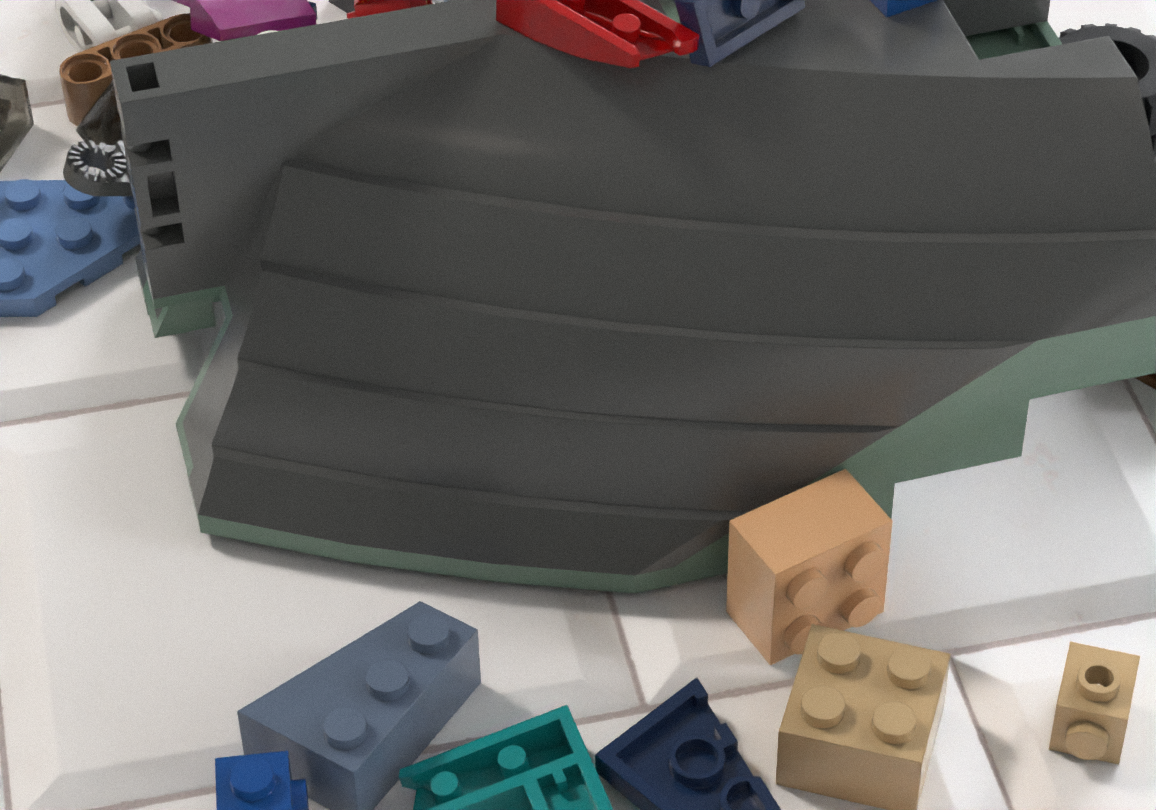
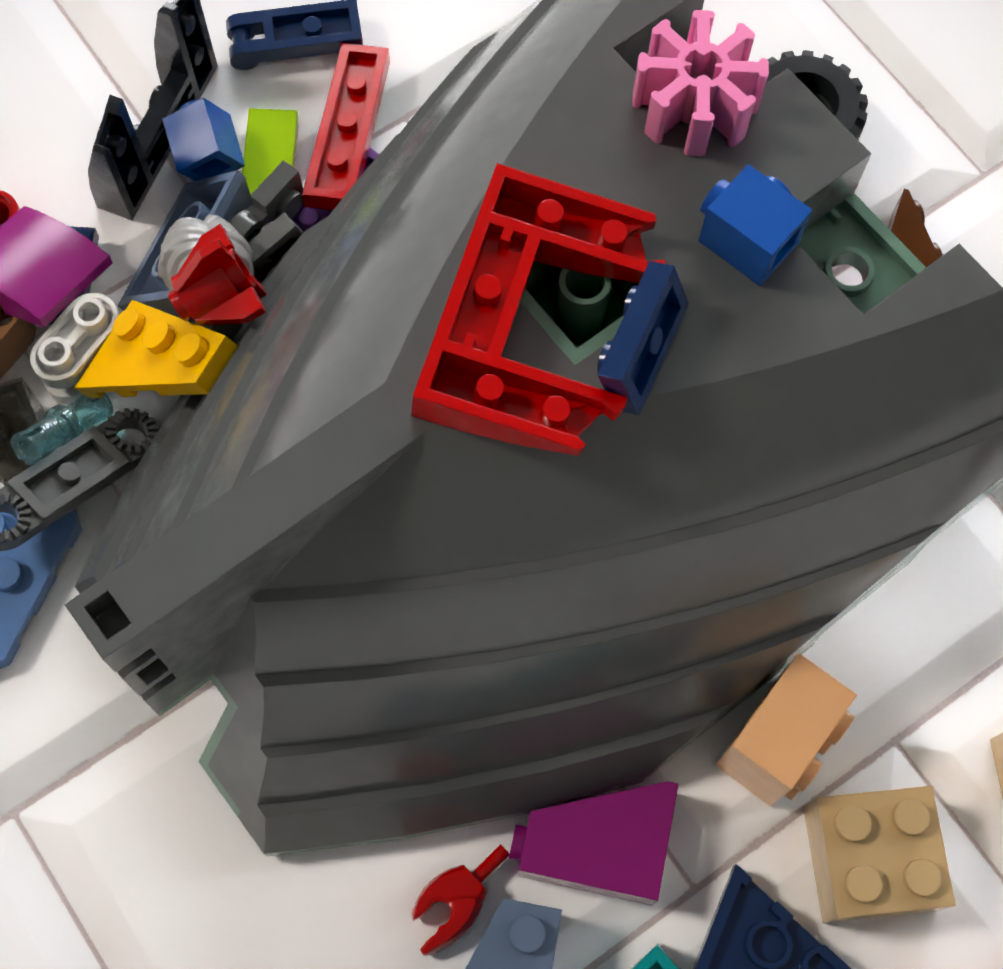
camera: 25 degrees left, 25 degrees up
(366, 612) = (462, 893): none -> red hand
(560, 617) = (601, 843): none -> magenta slope

